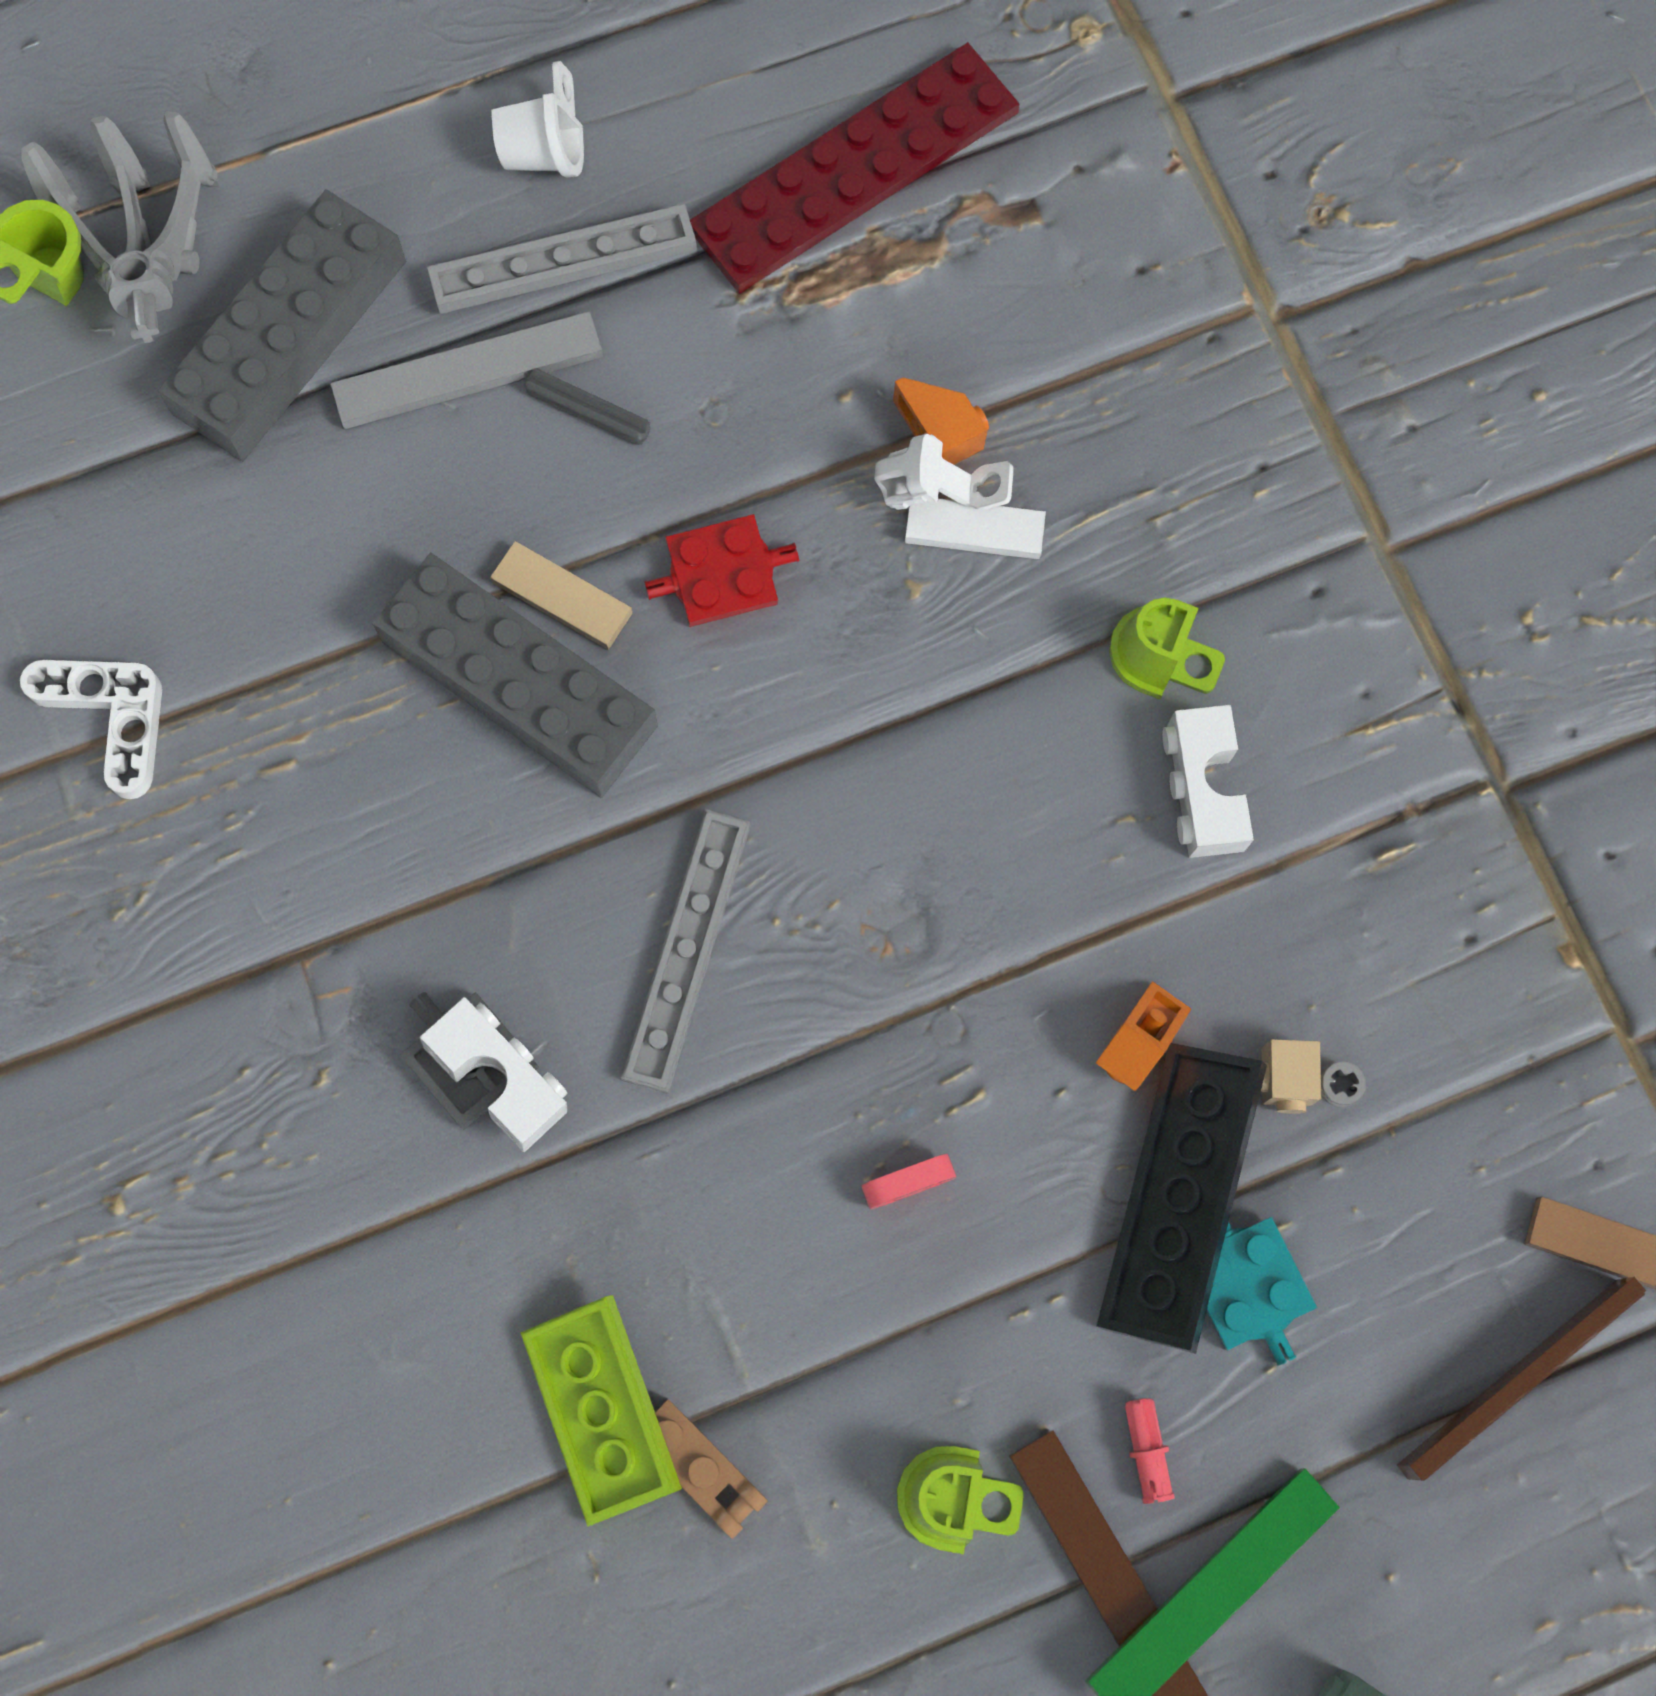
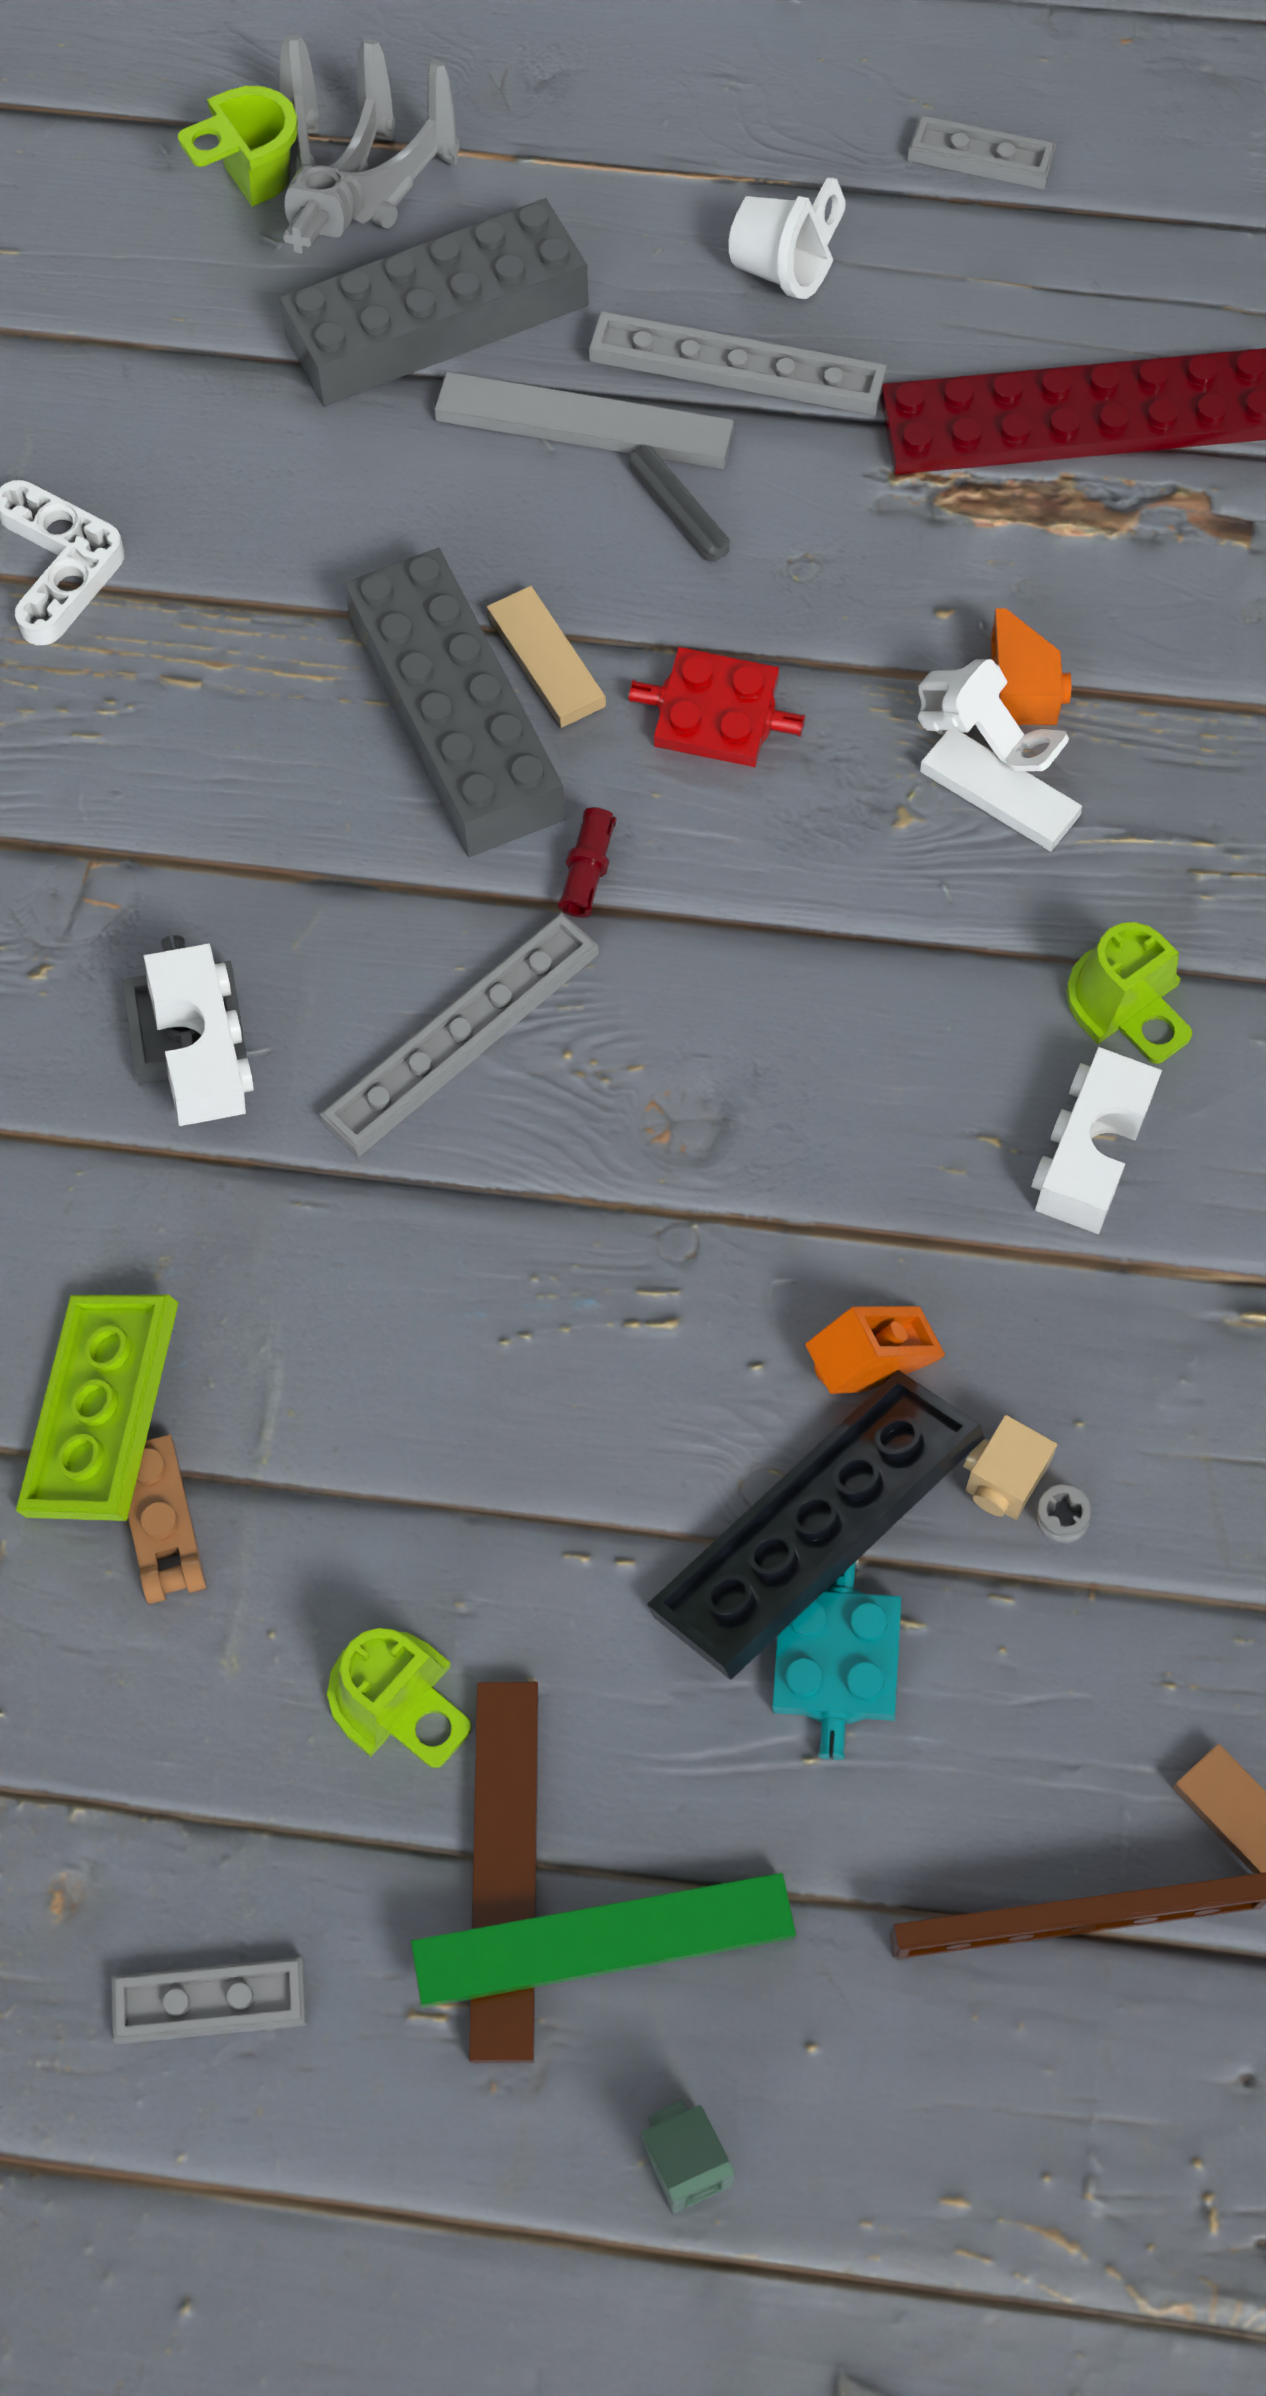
camera: 35 degrees right, 10 degrees down
(701, 756) = (587, 862): none -> dark red pin
(908, 1181) = (541, 1359): coral beam -> none
(1148, 1450) = (625, 1760): coral axle -> none

